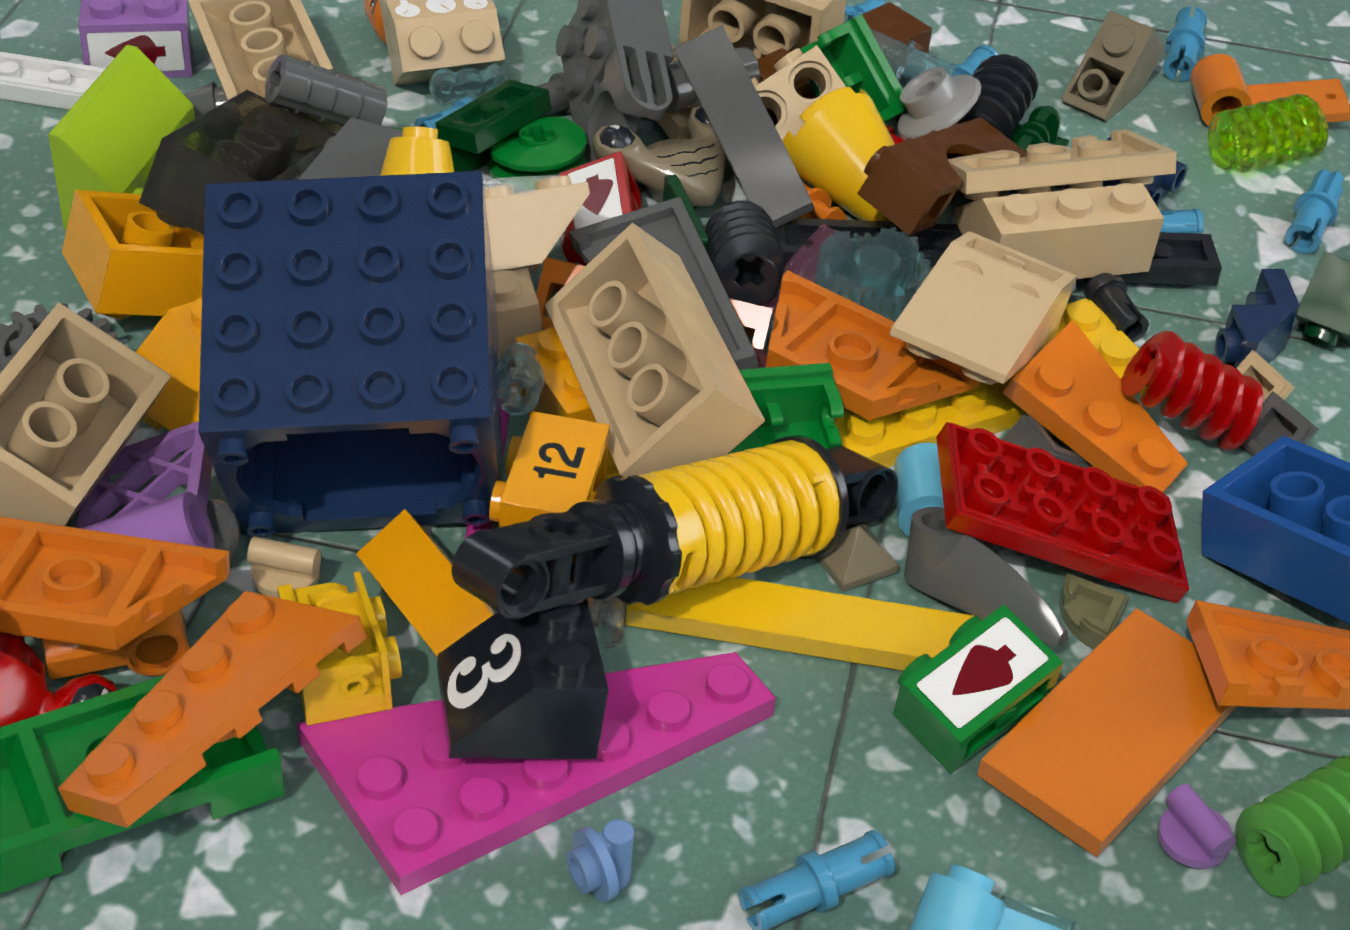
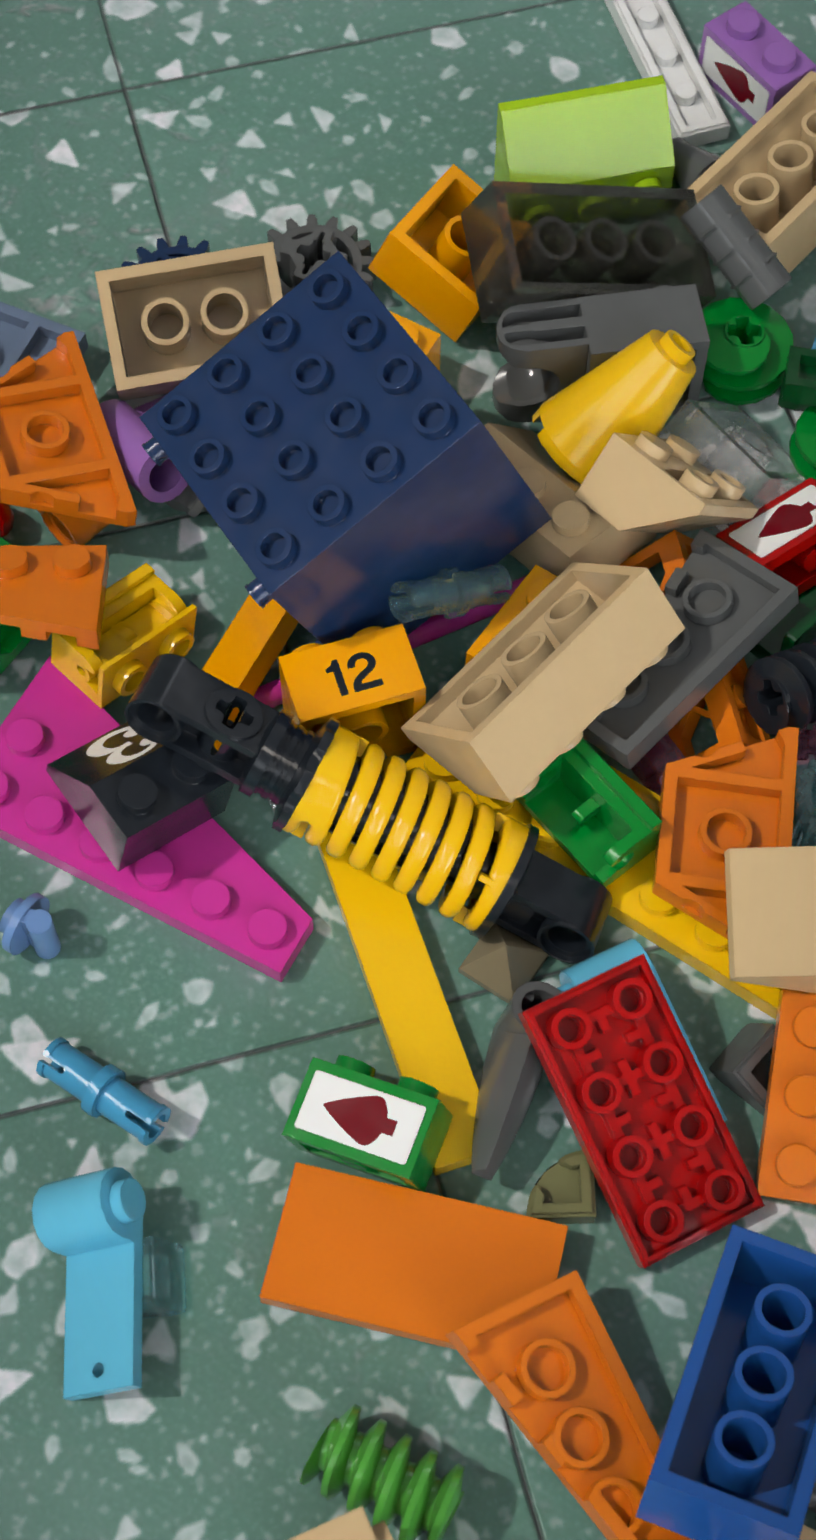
camera: 65 degrees right, 20 degrees up
(281, 564) = (201, 556): tan plate -> none
(1193, 831) = (333, 1376): medium lavender plate -> none

